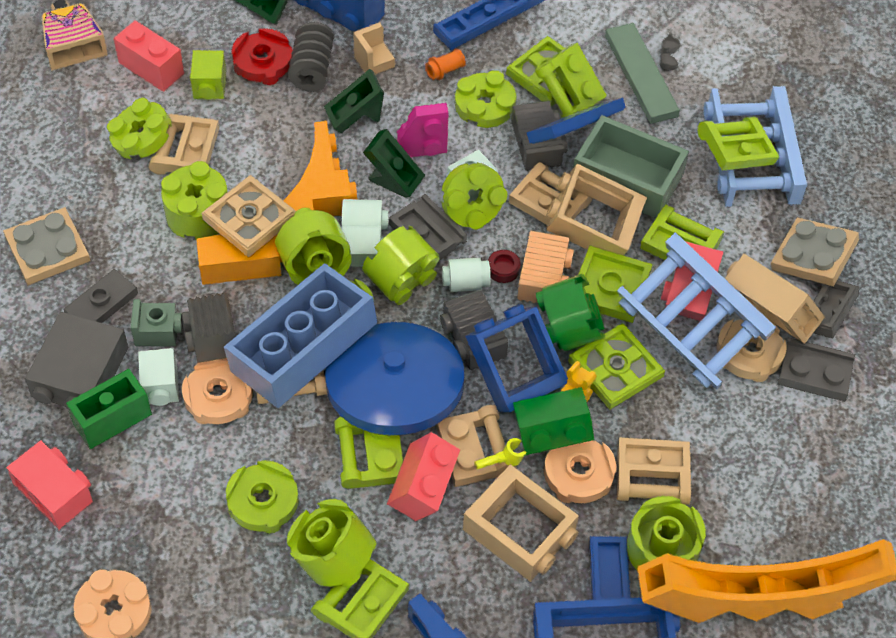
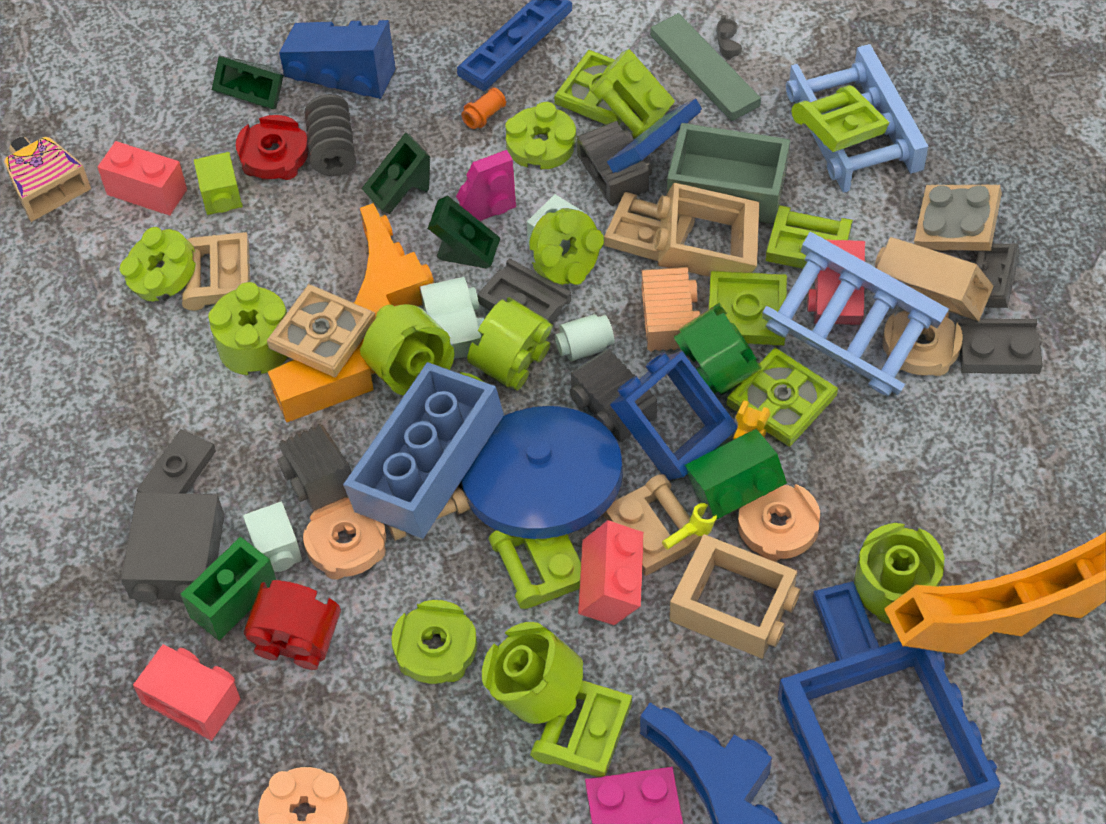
camera: 10 degrees left, 0 degrees up
(46, 246) = (92, 423): light grey piece -> none
(149, 450) = (291, 623): none -> red brick
(155, 323) = (250, 479): sand green brick -> none
(371, 50) = (395, 113): tan panel -> none
(504, 266) = (623, 317): dark red tile -> none
(653, 460) = (858, 489): tan plate -> none

